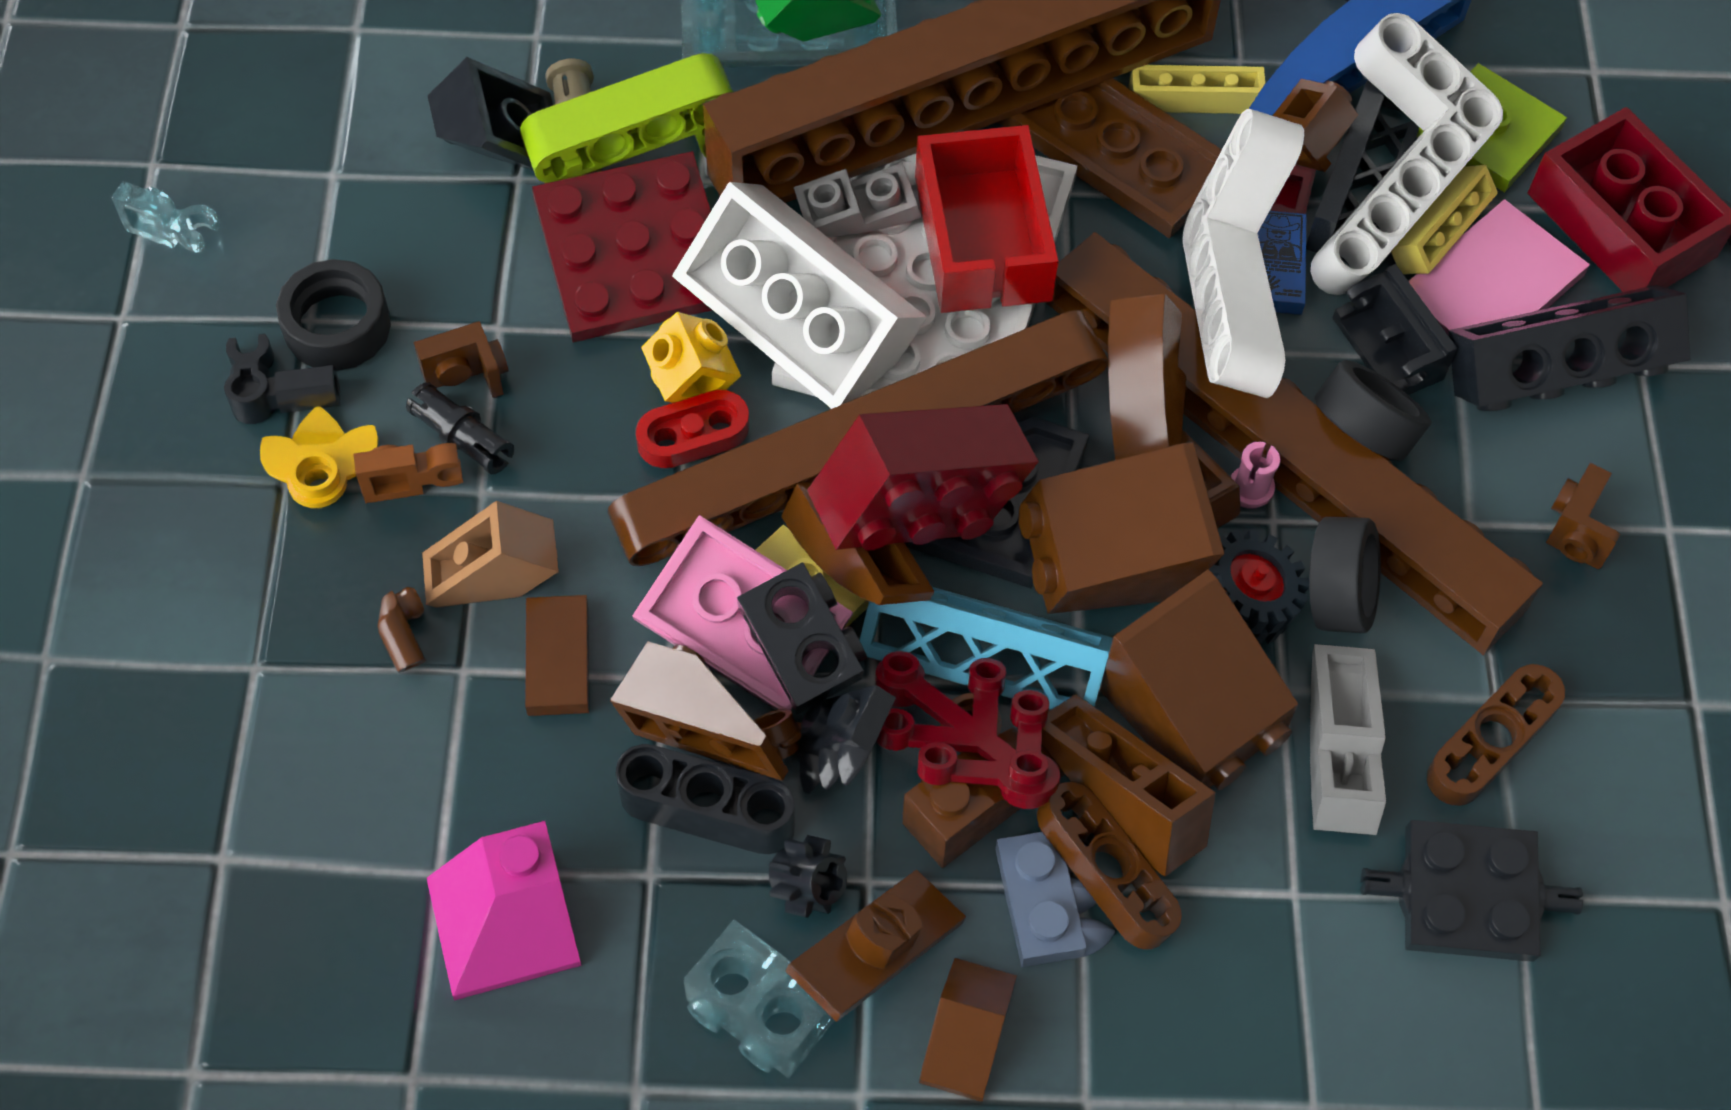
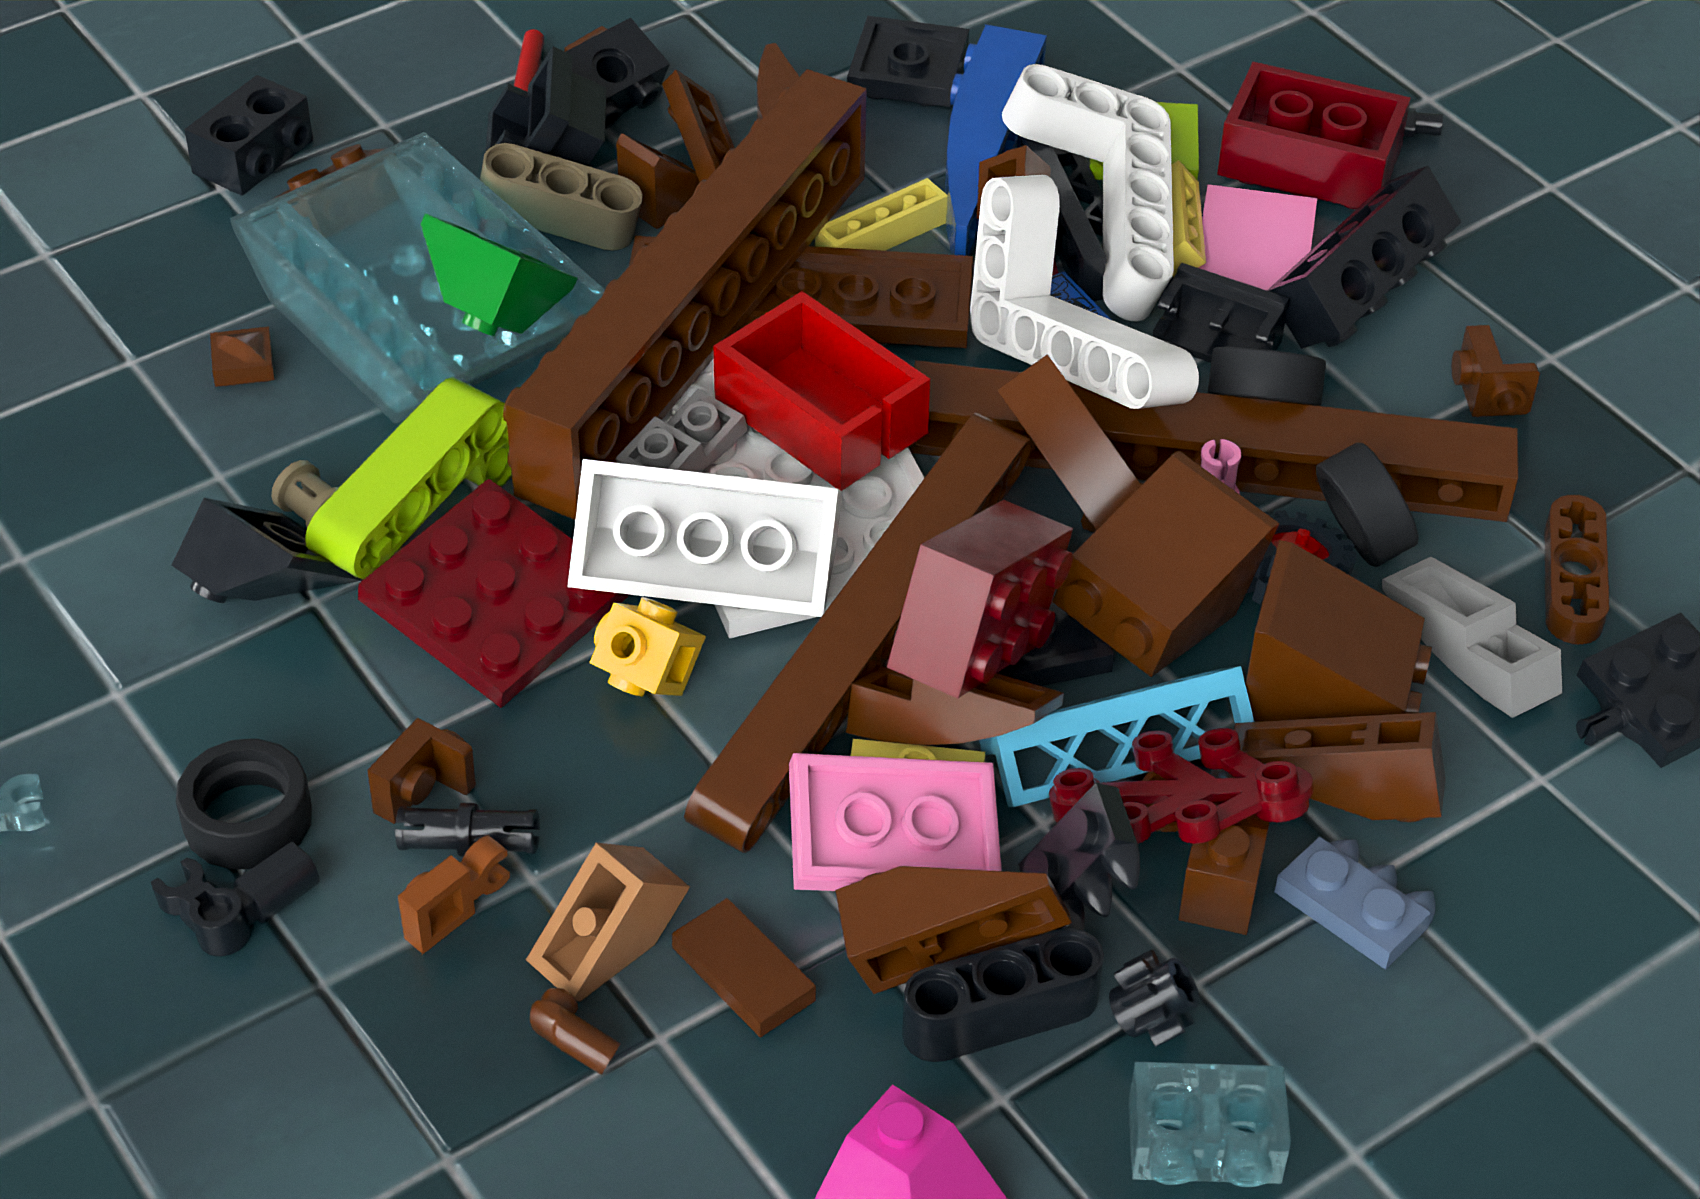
camera: 35 degrees left, 15 degrees down
(314, 453) = (338, 933): yellow plate -> none
(690, 427) = (684, 715): red plate -> none
(788, 643) = (970, 815): black brick -> none
(875, 945) = (1266, 1014): reddish brown piece -> none
(967, 1029) = (1399, 1038): reddish brown slope -> none
(1107, 891) = (1392, 838): reddish brown beam -> none

